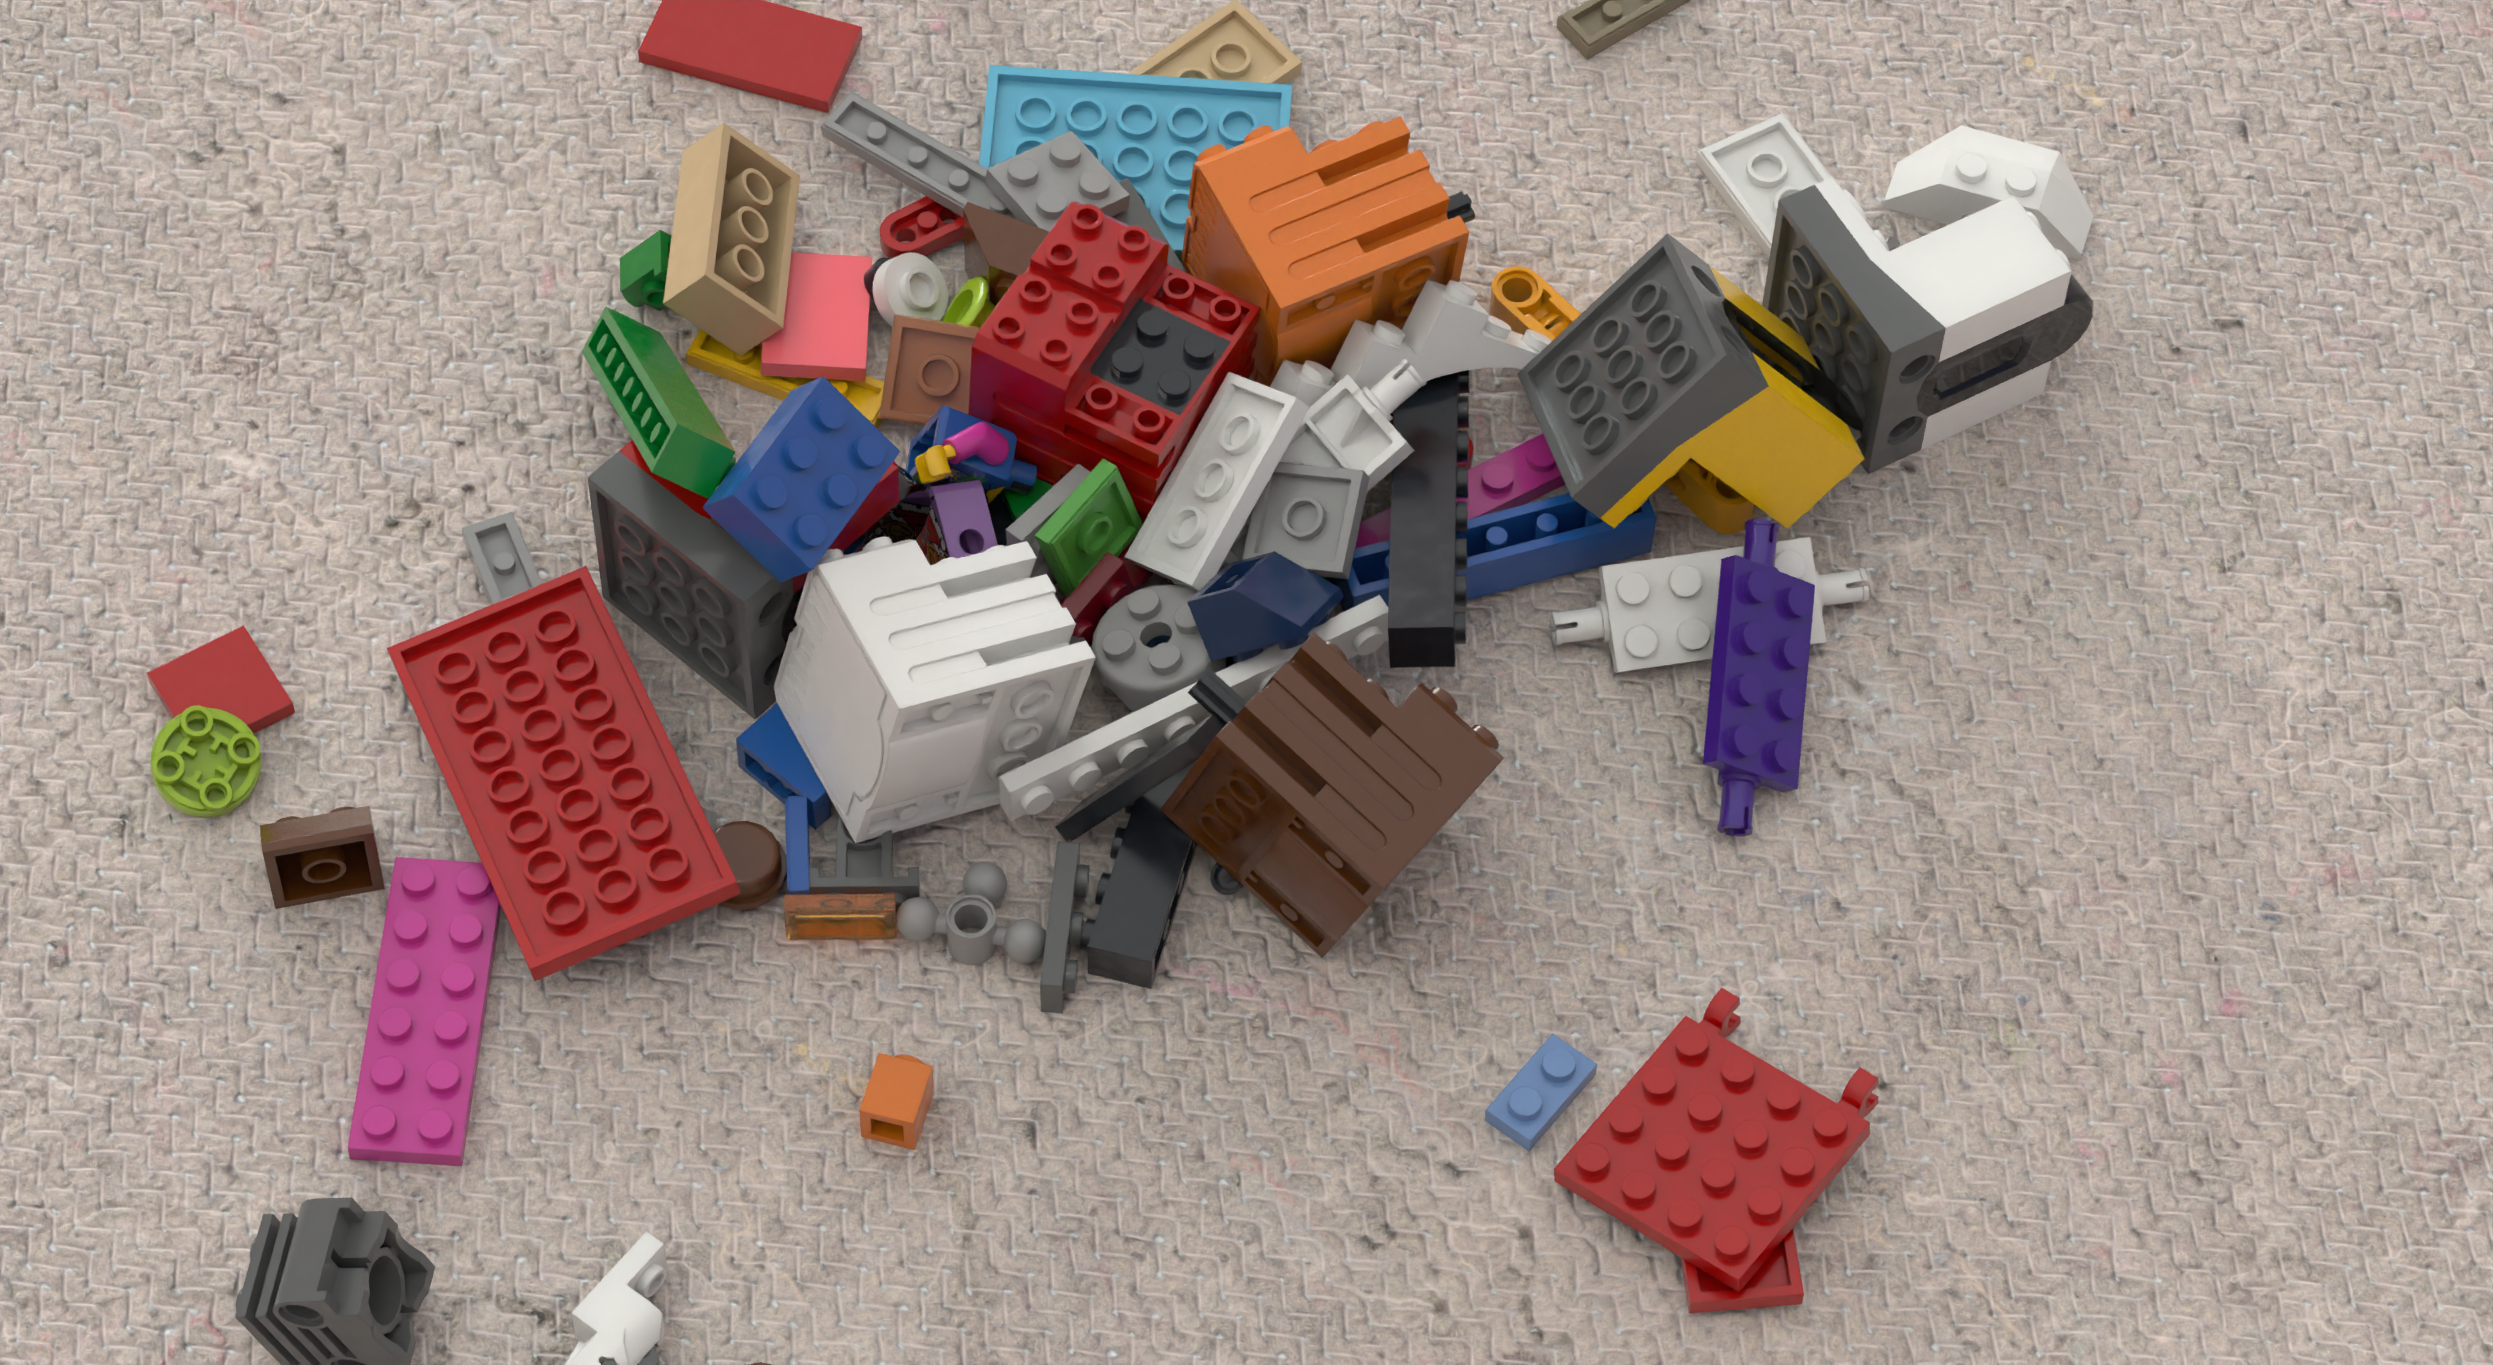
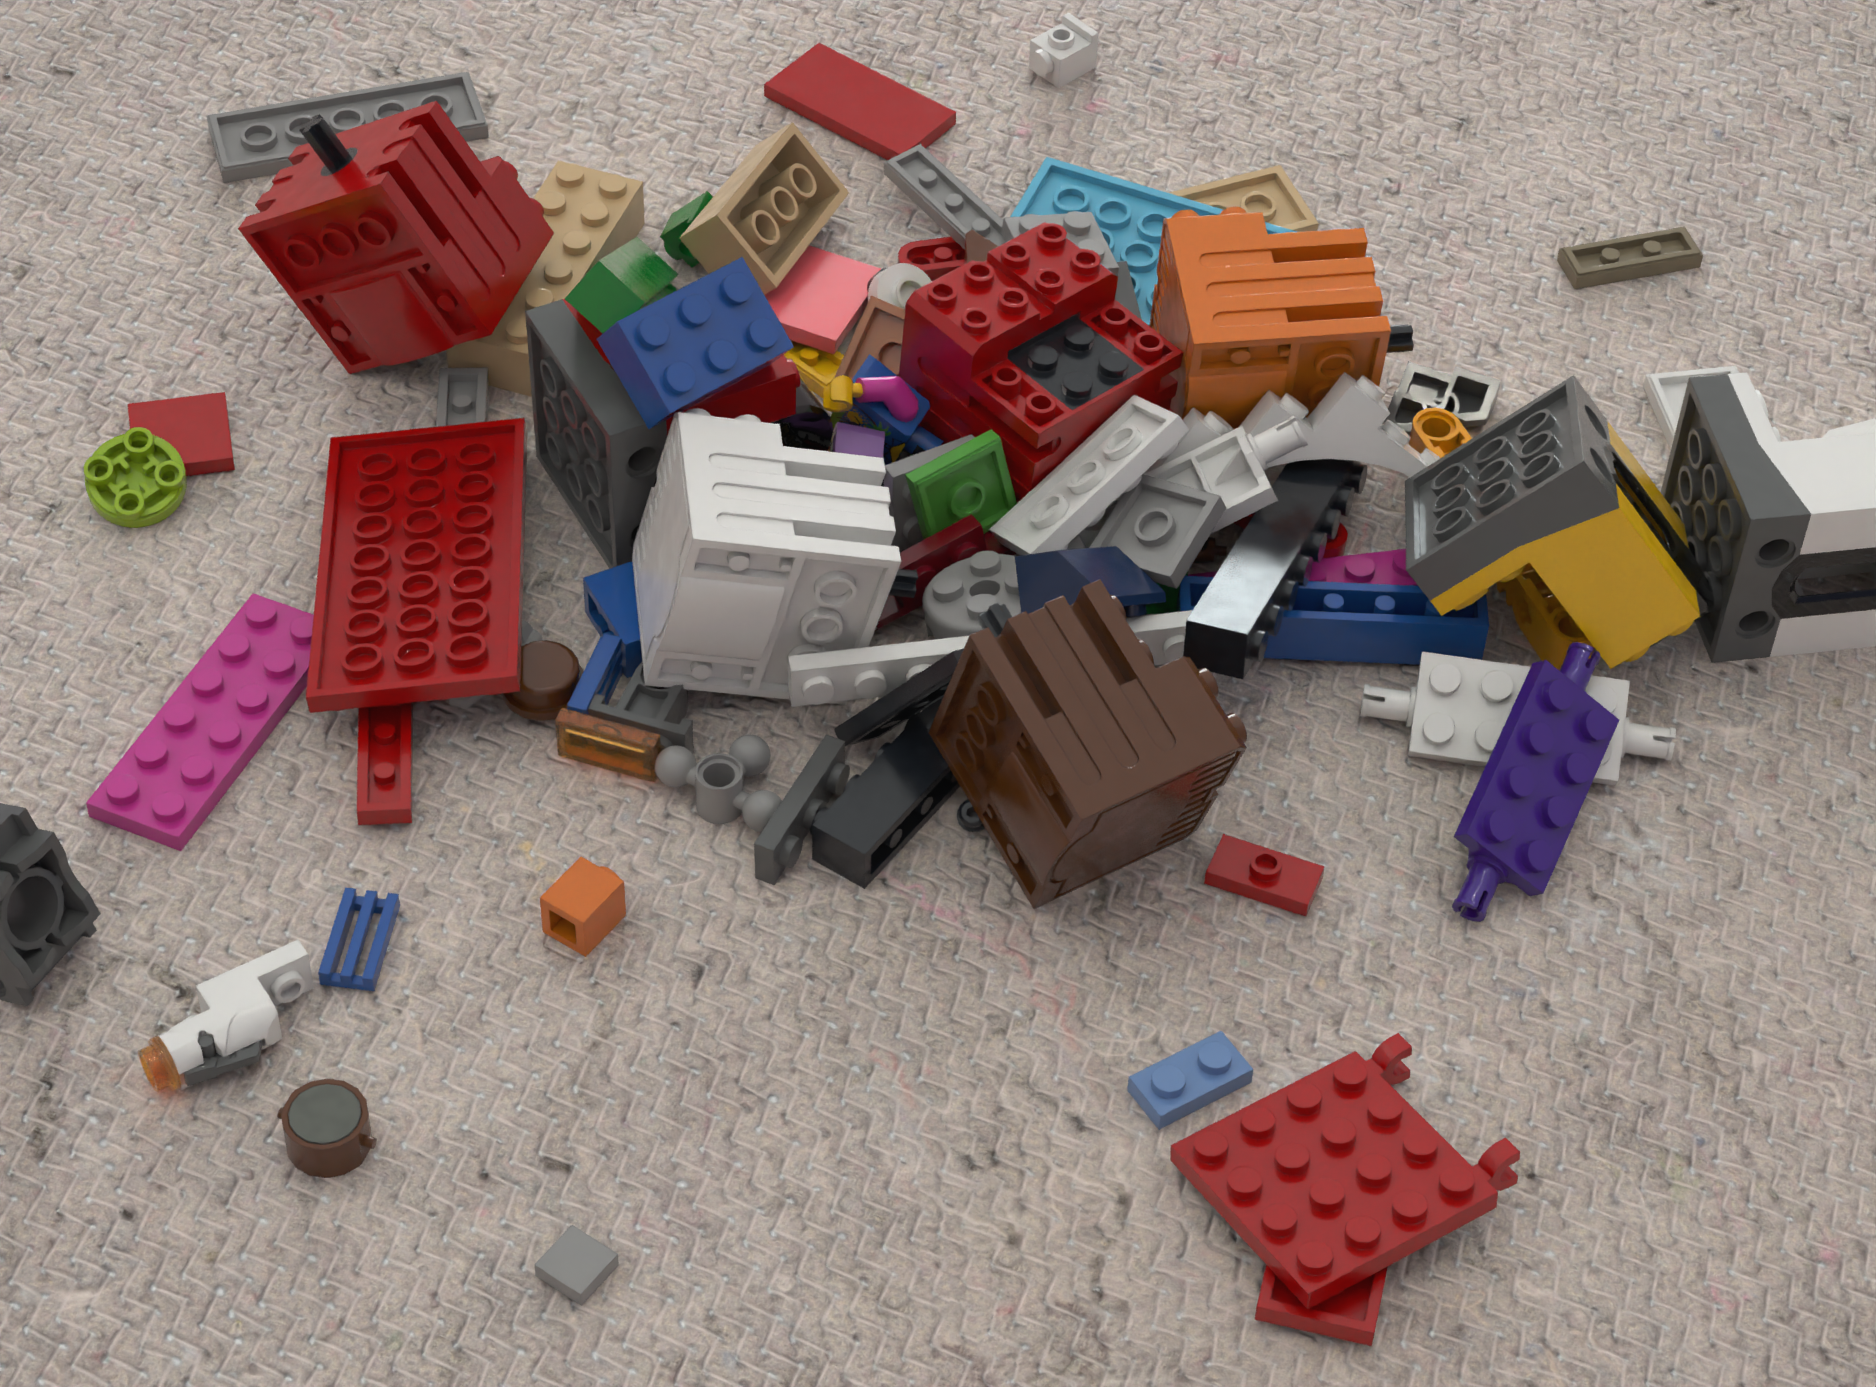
camera: 20 degrees right, 10 degrees down
(200, 242) = (263, 137): none -> light grey tile
(321, 856) = (187, 573): reddish brown slope -> none
(383, 409) = (397, 237): none -> red piece
(521, 378) = (589, 219): none -> tan brick
(628, 1012) = (385, 764): none -> red plate
(683, 1164) = (367, 906): none -> blue tile
(1507, 240) = (1463, 393): none -> slope
(1529, 852) = (1264, 875): none -> red plate

